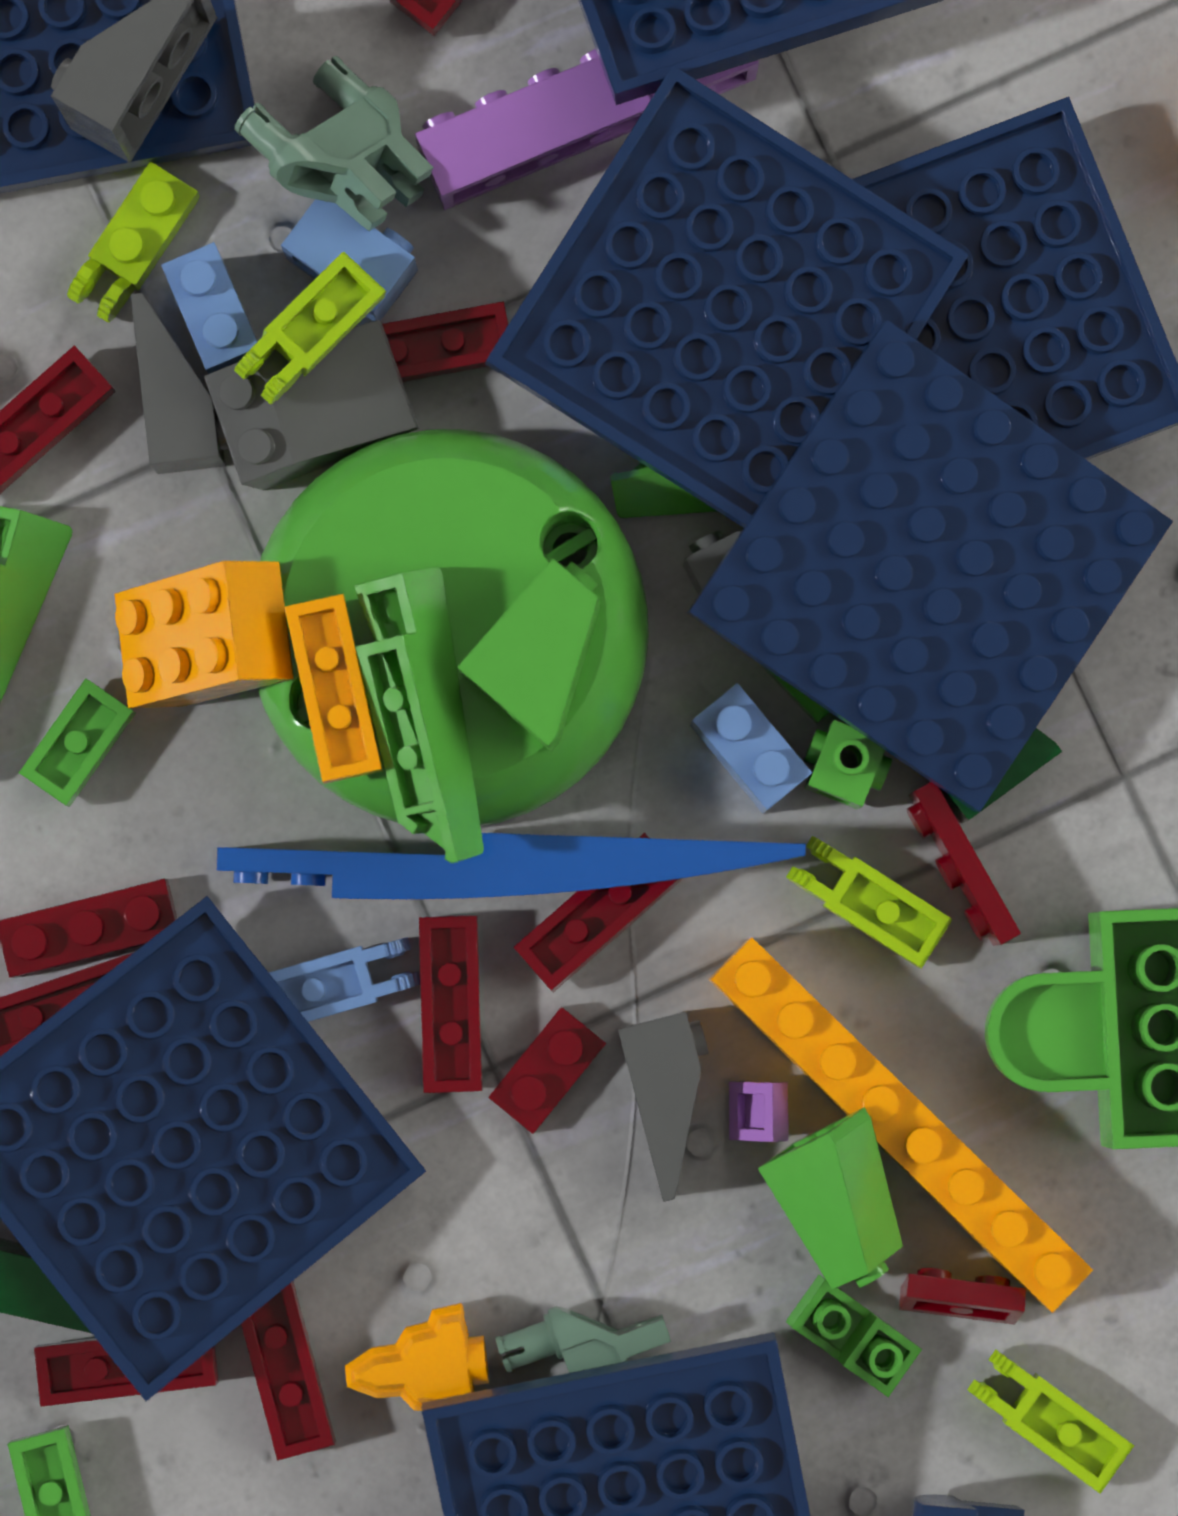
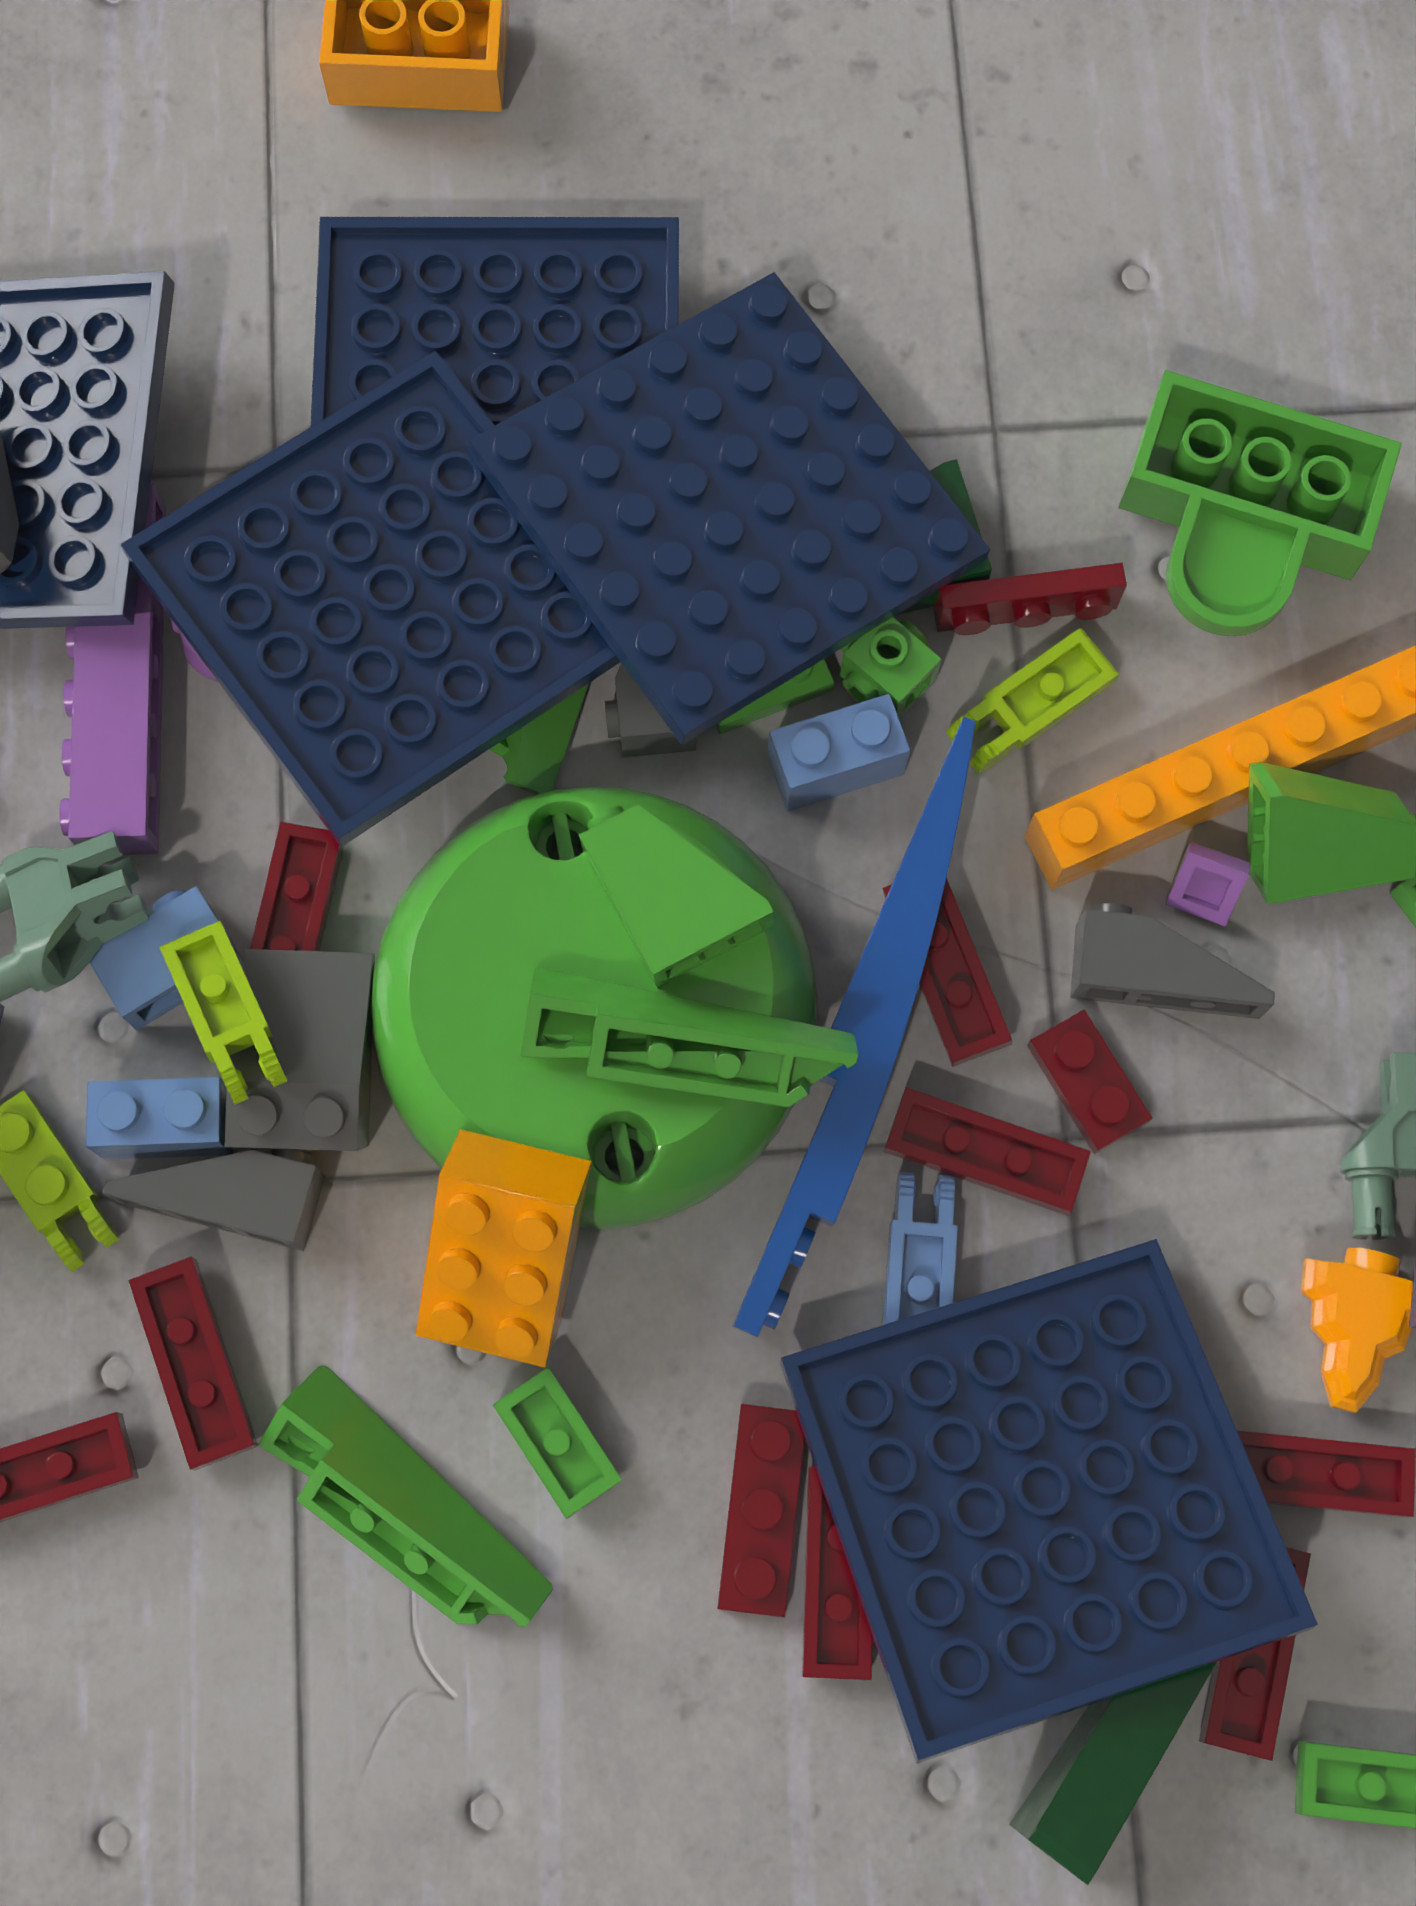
camera: 70 degrees left, 10 degrees down
(333, 688) = (621, 1118): light orange plate -> none

